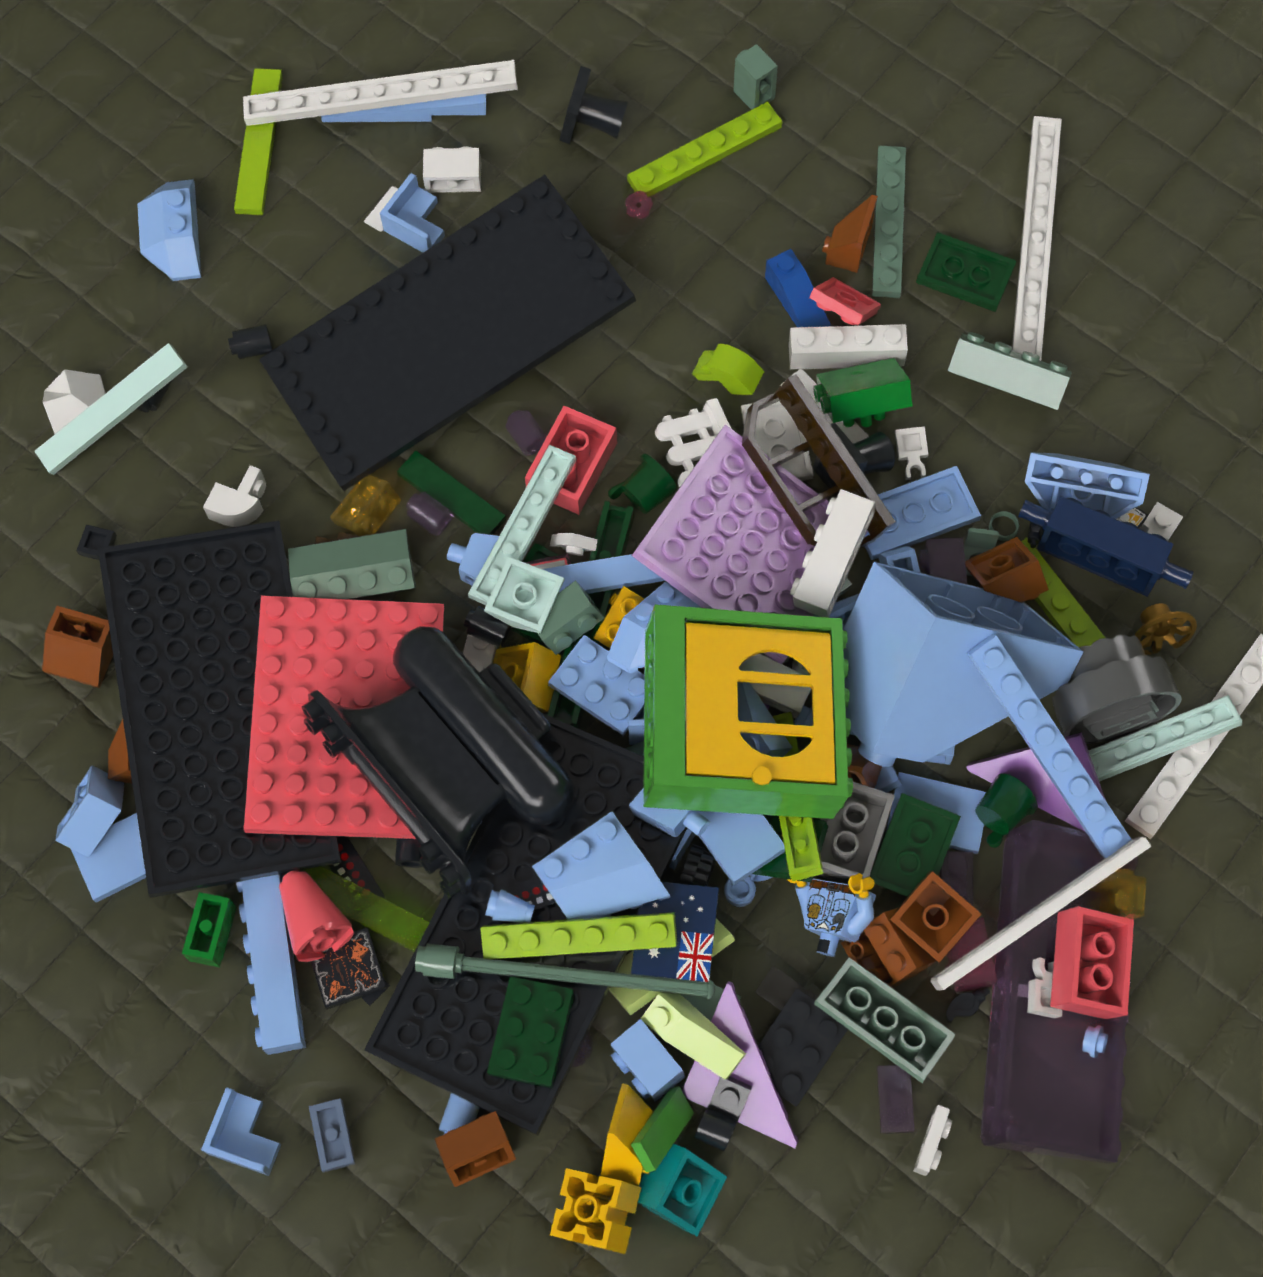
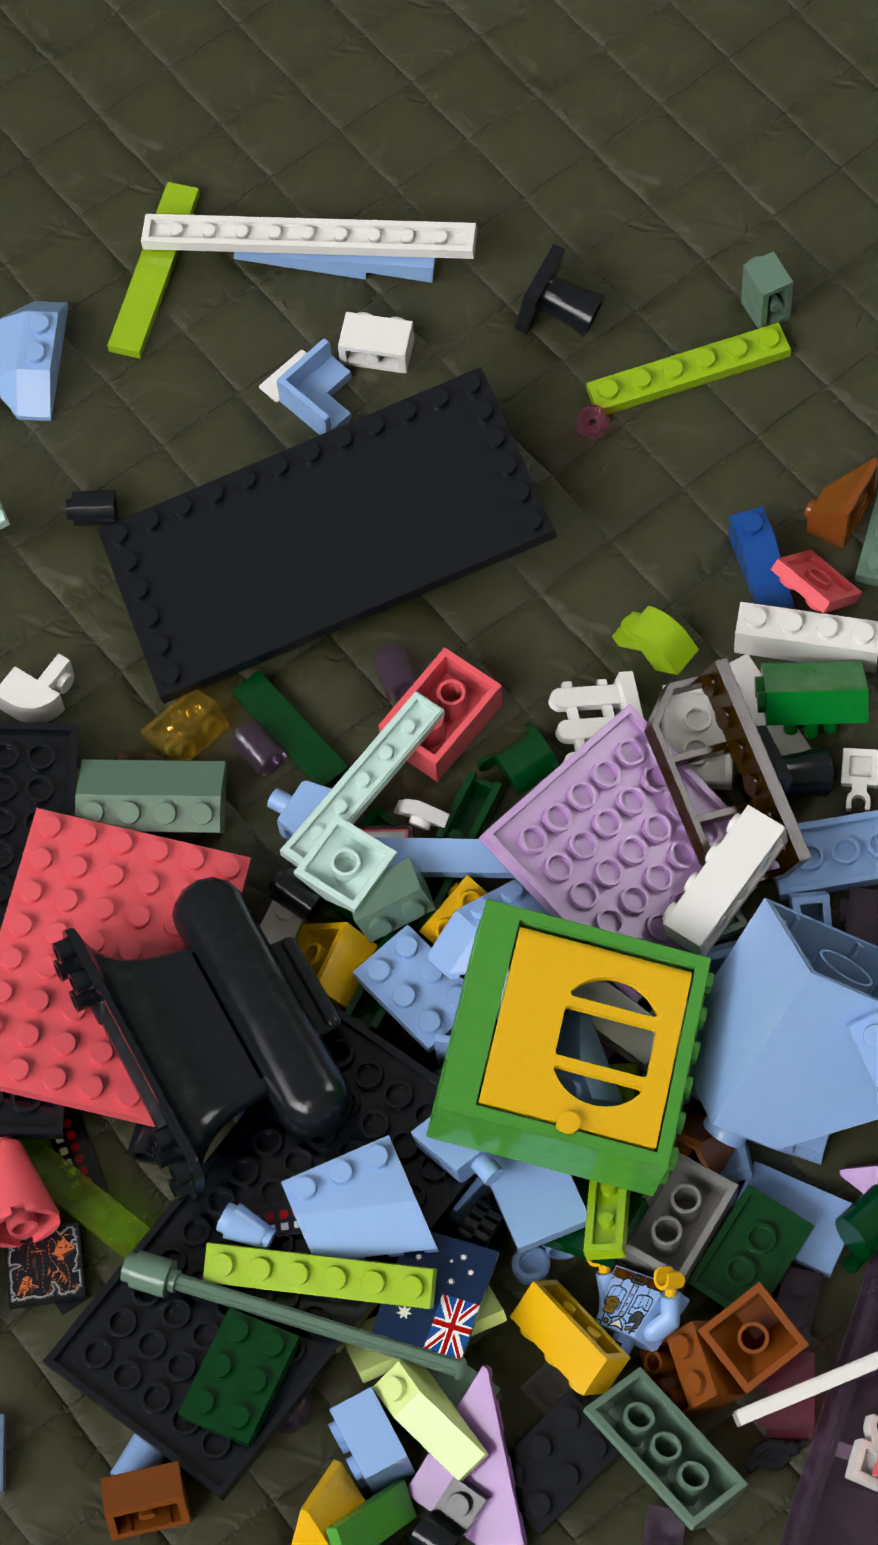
camera: 15 degrees right, 5 degrees down
(787, 944) = (569, 1337): none -> yellow brick

